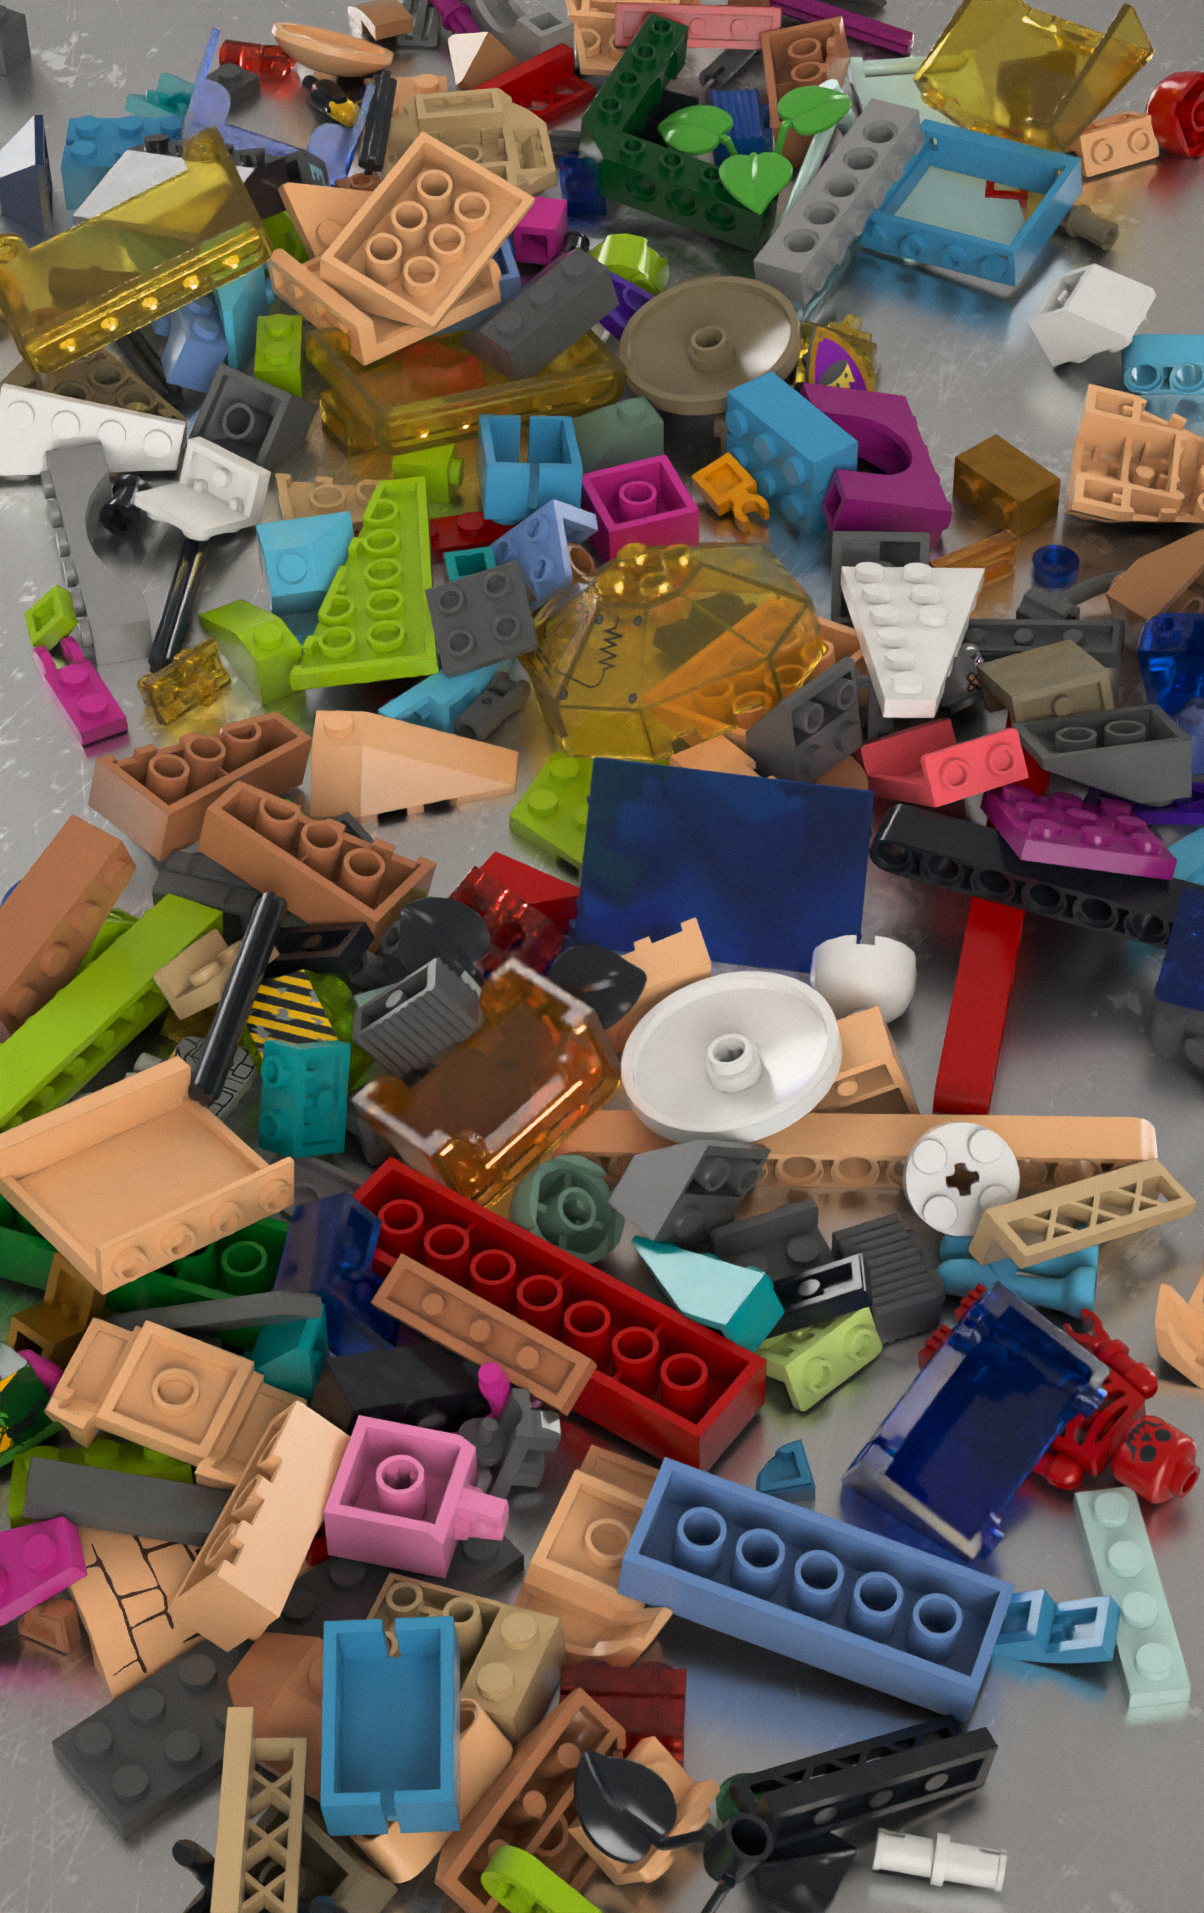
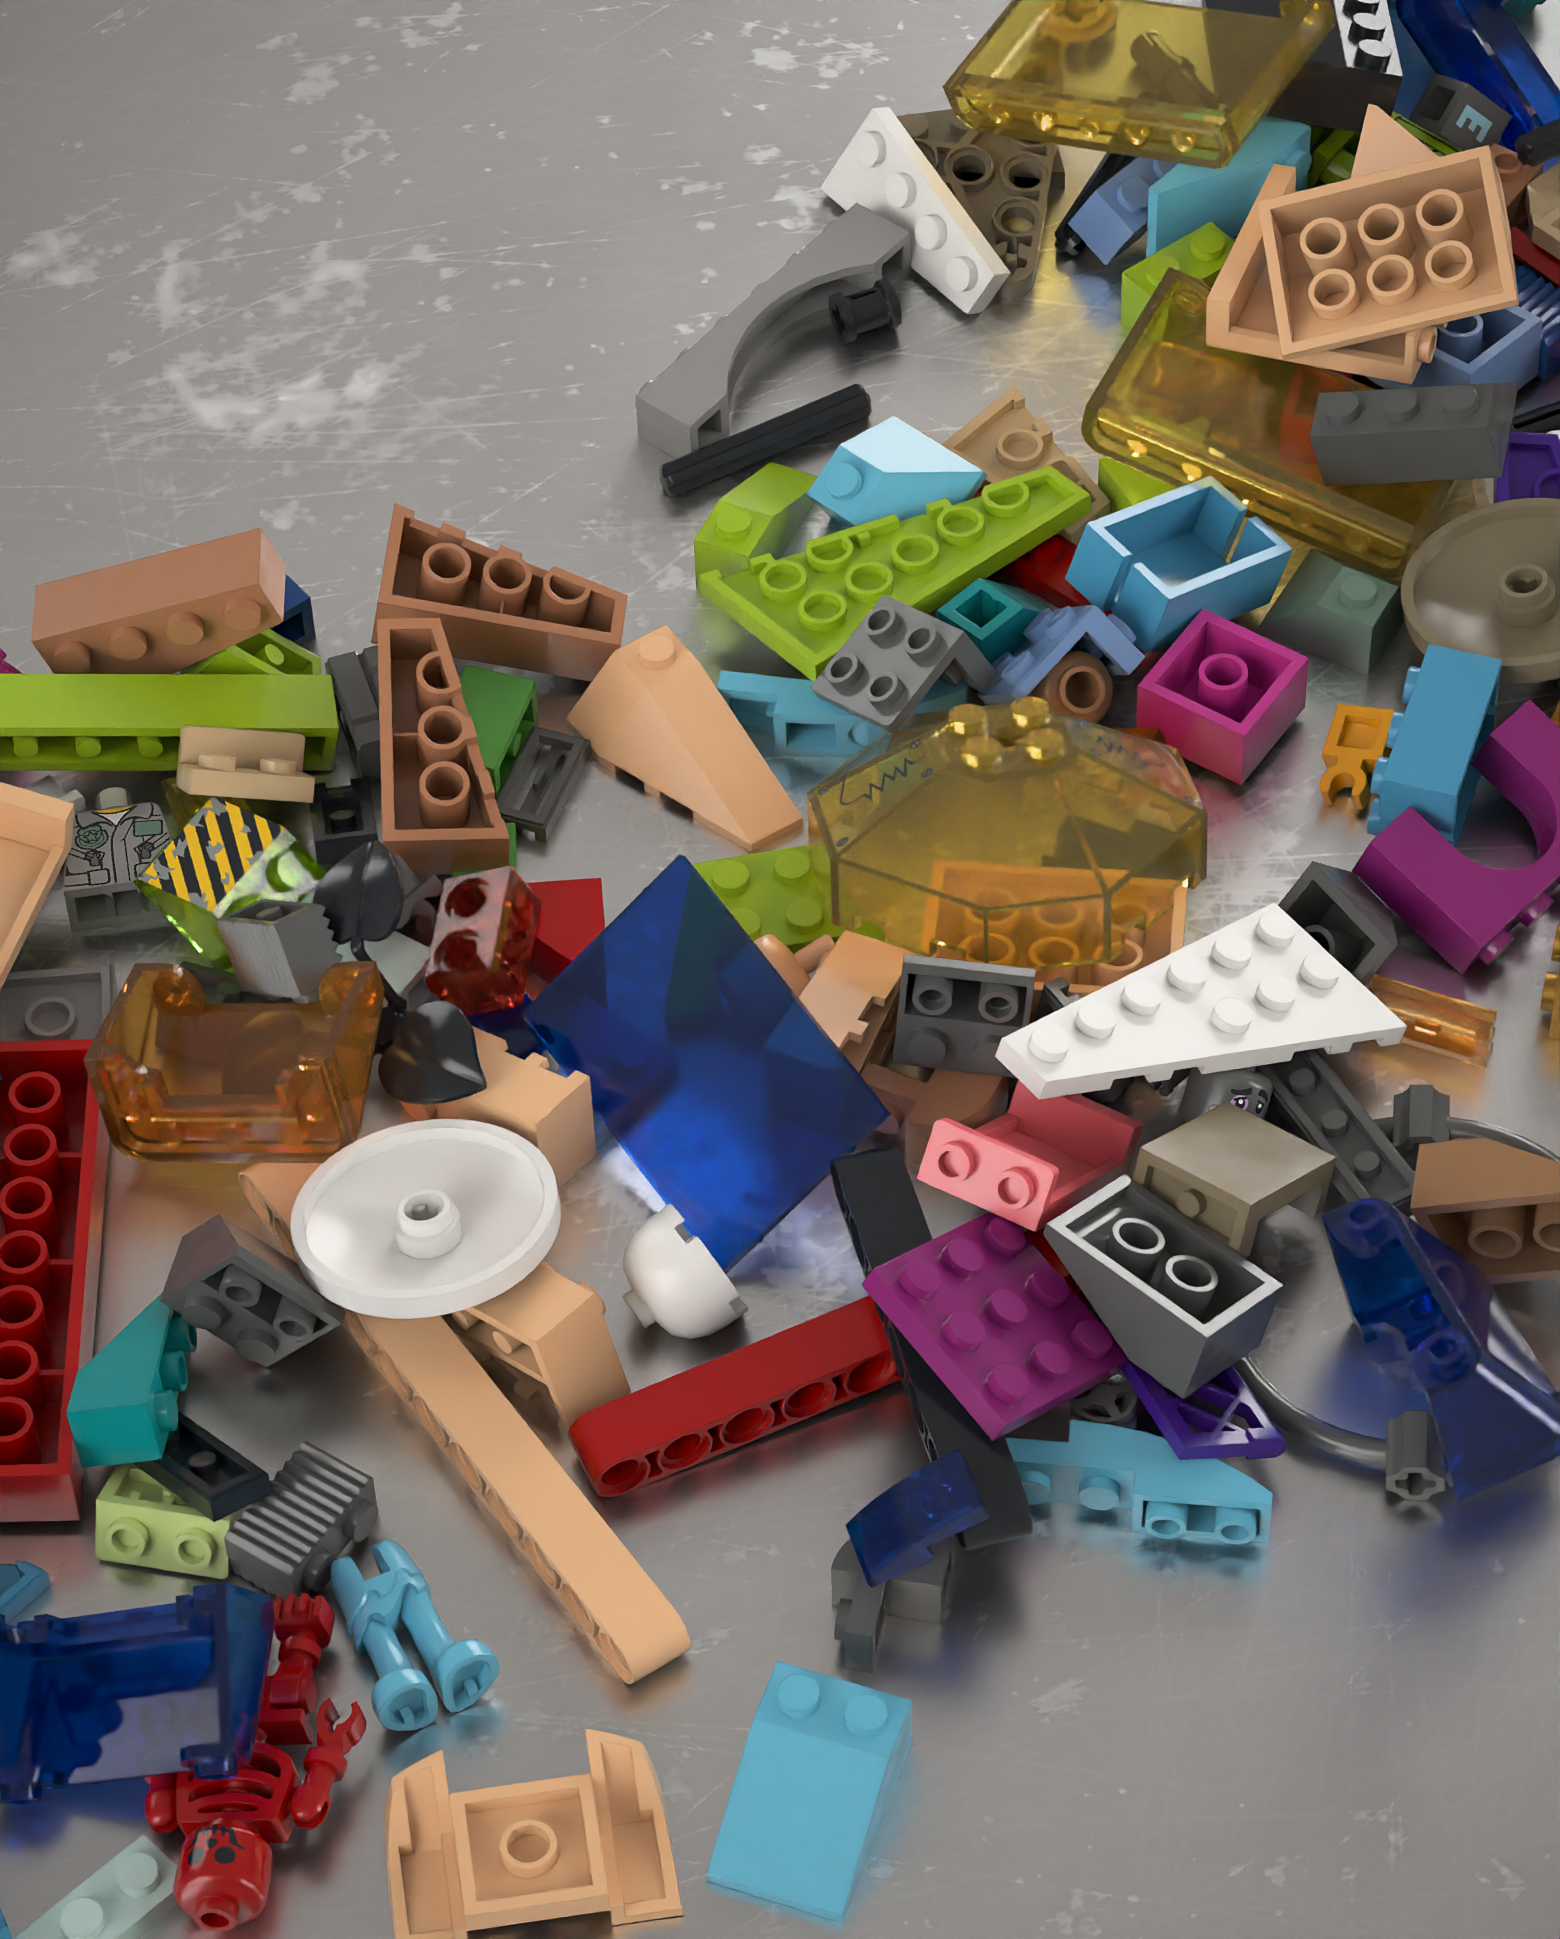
camera: 55 degrees right, 5 degrees up
(51, 618) = (647, 360): lime plate -> none
(80, 694) = (578, 447): dark pink hinge -> none
(185, 683) = (650, 511): clear yellow hips -> none
(214, 493) = (916, 362): white bracket -> none
(237, 999) = (195, 802): black axle -> none
(253, 418) = (1070, 321): dark grey slope -> none
(304, 1097) = (144, 926): teal bracket -> none
(492, 707) = (816, 758): dark grey bar -> none
(568, 1207) = (147, 1210): sand green cylinder -> none
(775, 1242) = (266, 1410): dark grey bracket -> none
(934, 1159) = (450, 1502): white brick -> none
(1055, 566) = (1524, 1094): clear blue tile -> none
(1109, 1203) = (475, 1619): tan fence -> none

